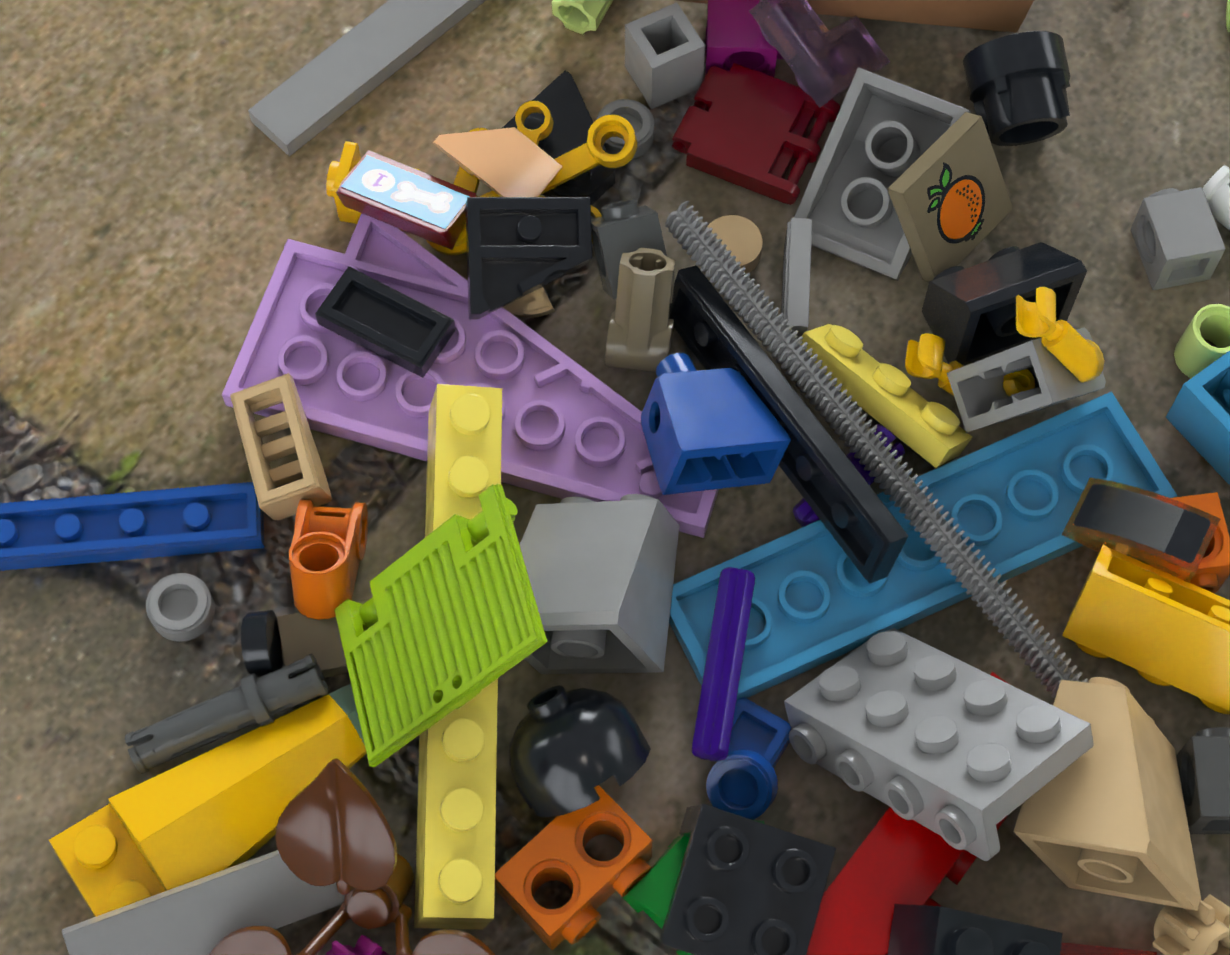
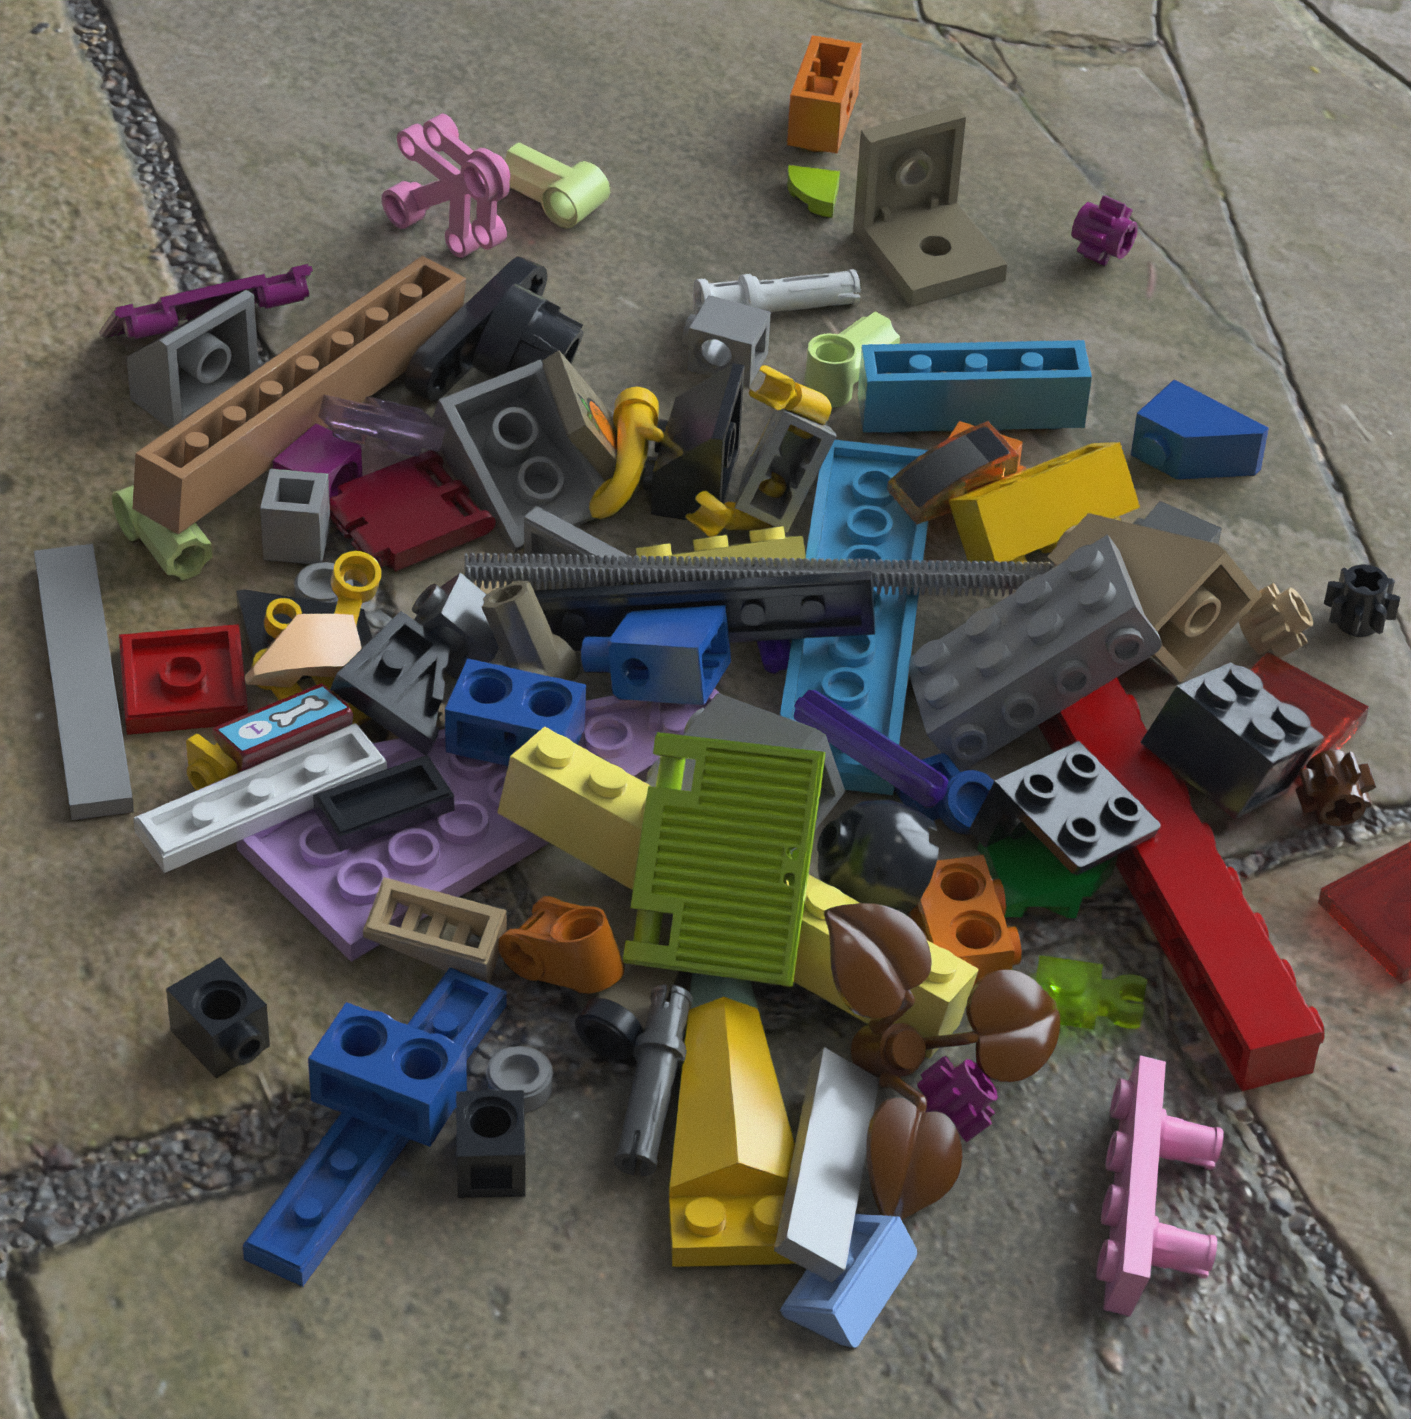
camera: 60 degrees left, 20 degrees down
(56, 615) = (490, 1143): none -> black brick
(71, 511) = (387, 1073): none -> blue brick
(83, 329) = (218, 1017): none -> black brick
(330, 231) = (255, 798): none -> white tile
(447, 91) = (182, 678): none -> red tile
(531, 359) = (504, 707): none -> blue brick
(1013, 224) = (636, 424): none -> yellow plant
(1088, 38) = (452, 347): none -> black beam

